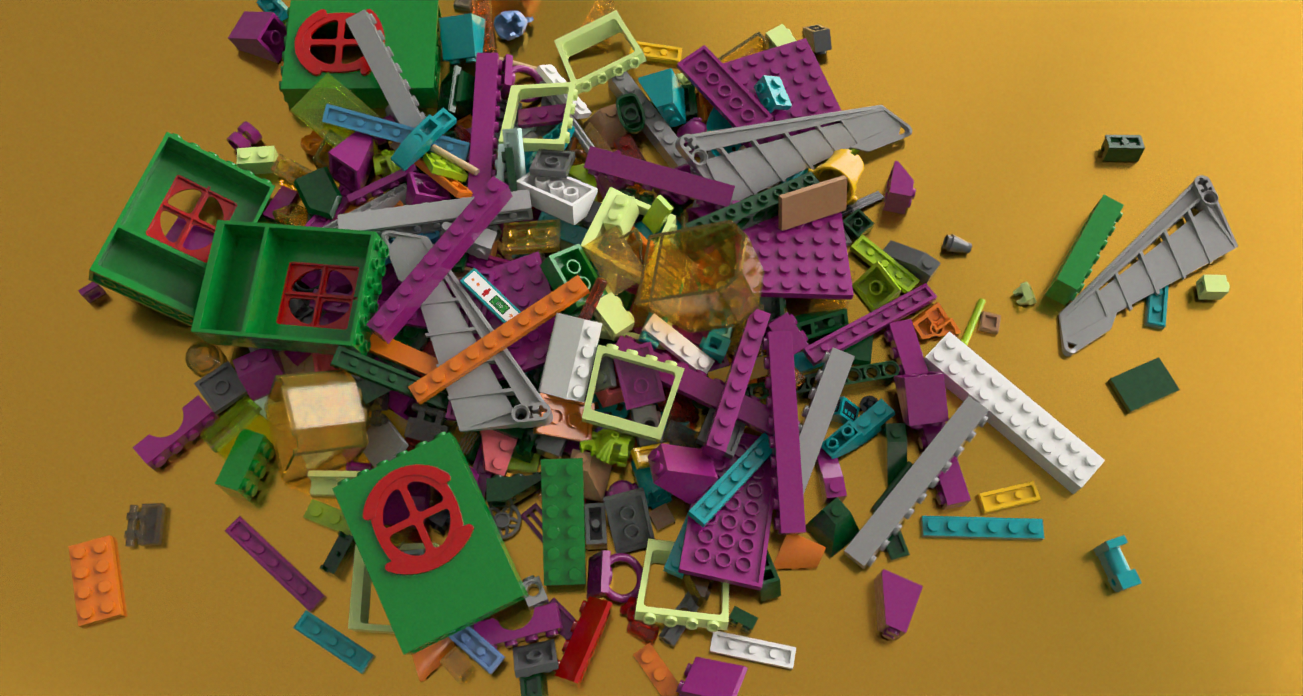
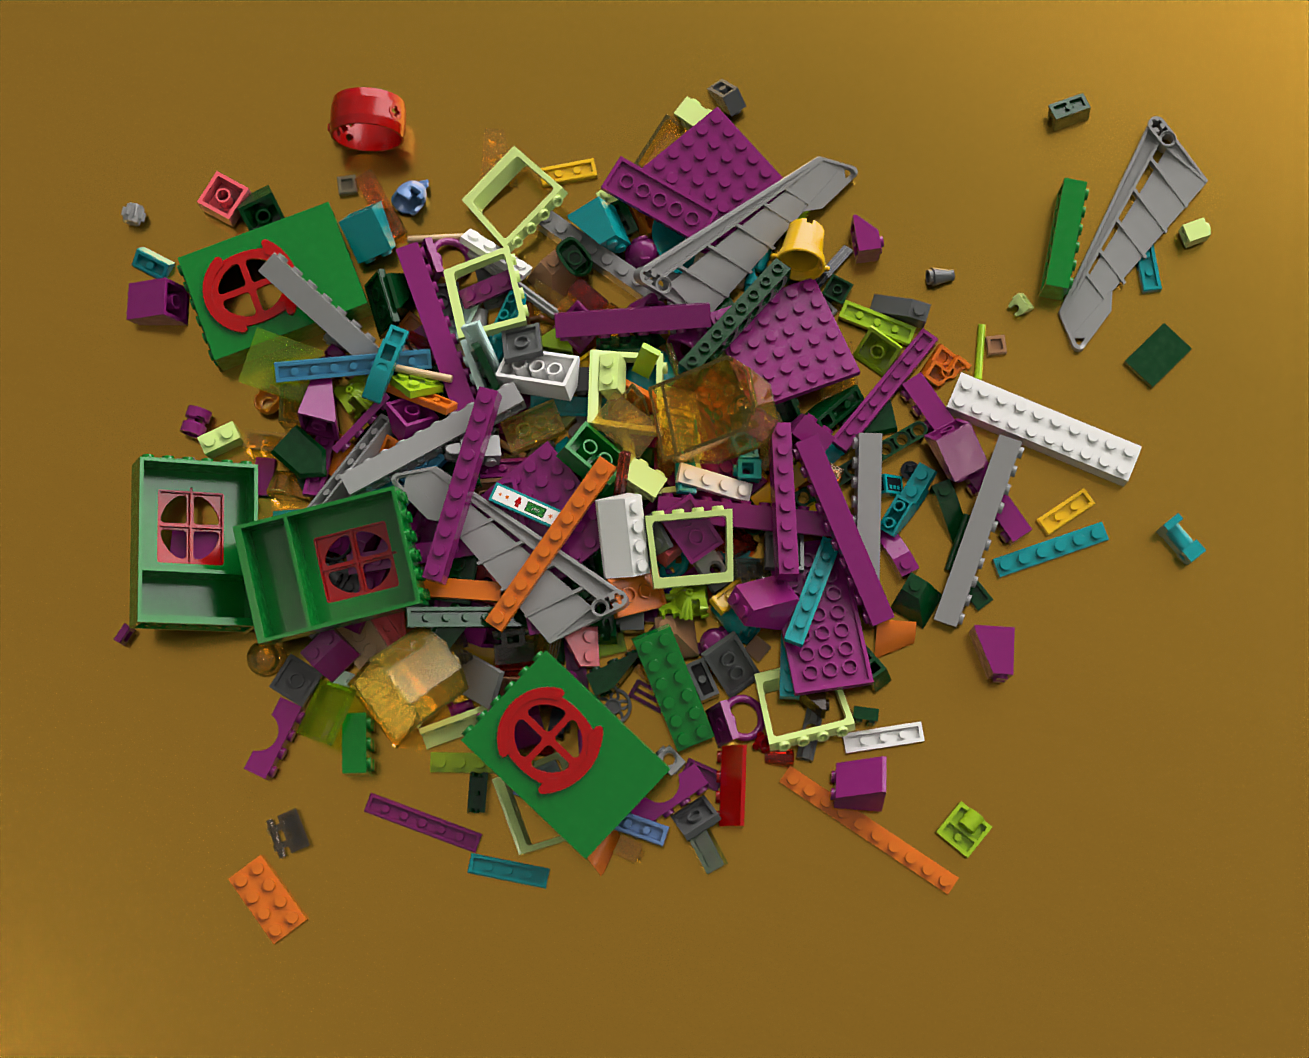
camera: 15 degrees left, 10 degrees up
(772, 93) = (707, 185): teal bracket -> none
(812, 202) = (789, 291): medium nougat tile -> none

